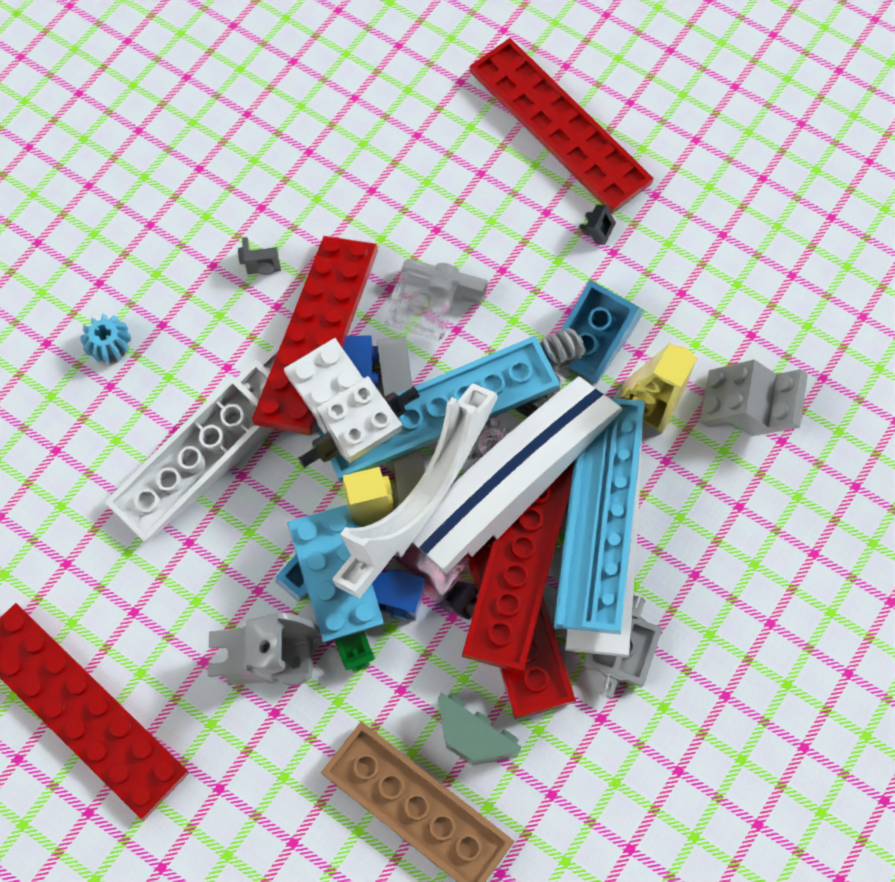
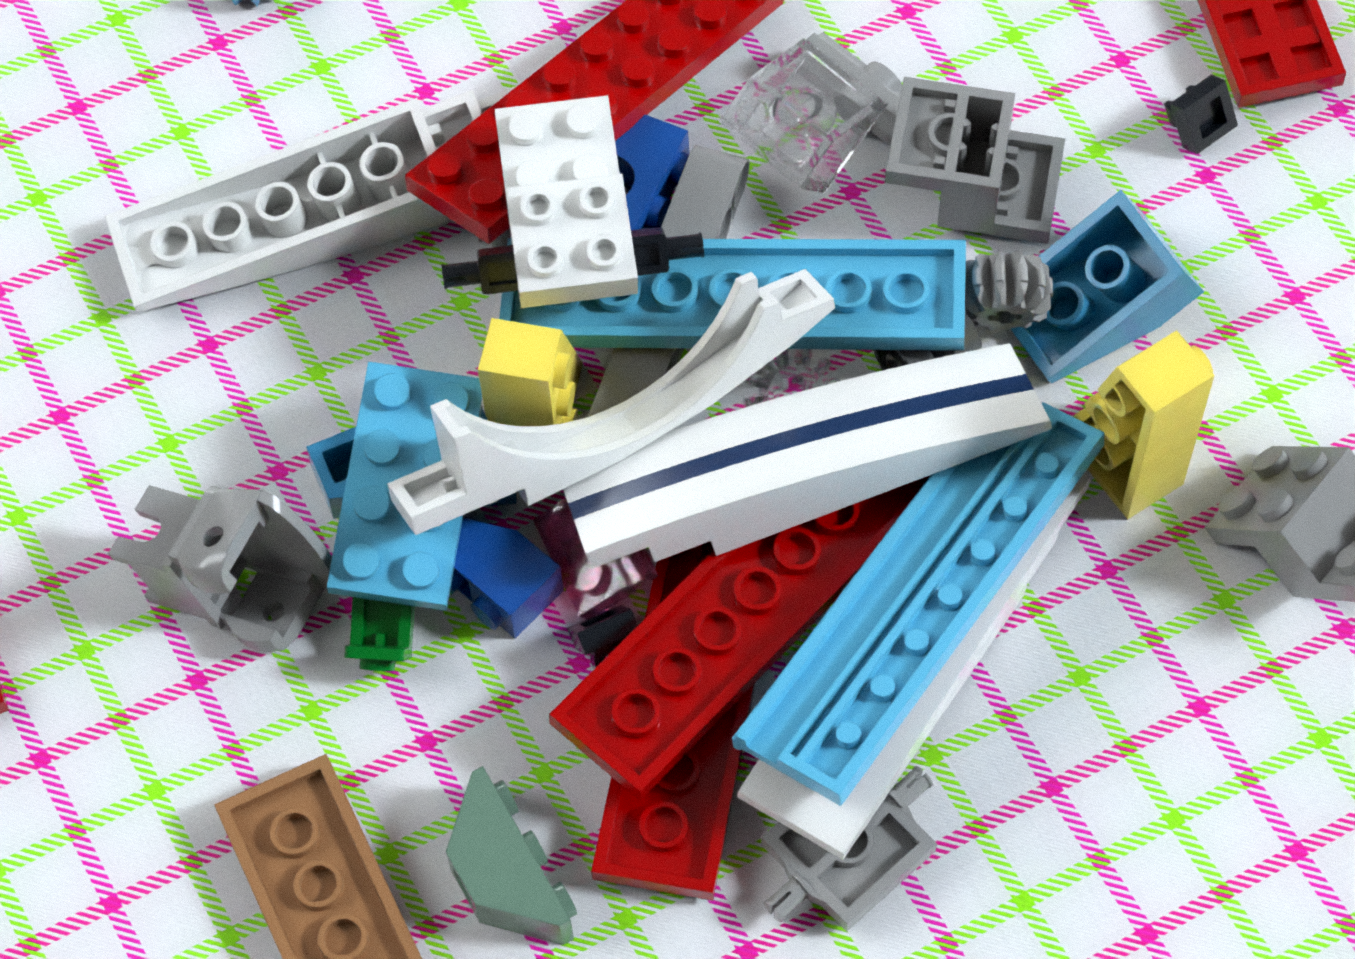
camera: 30 degrees right, 5 degrees down
(512, 292) = (964, 146): none -> light grey bracket

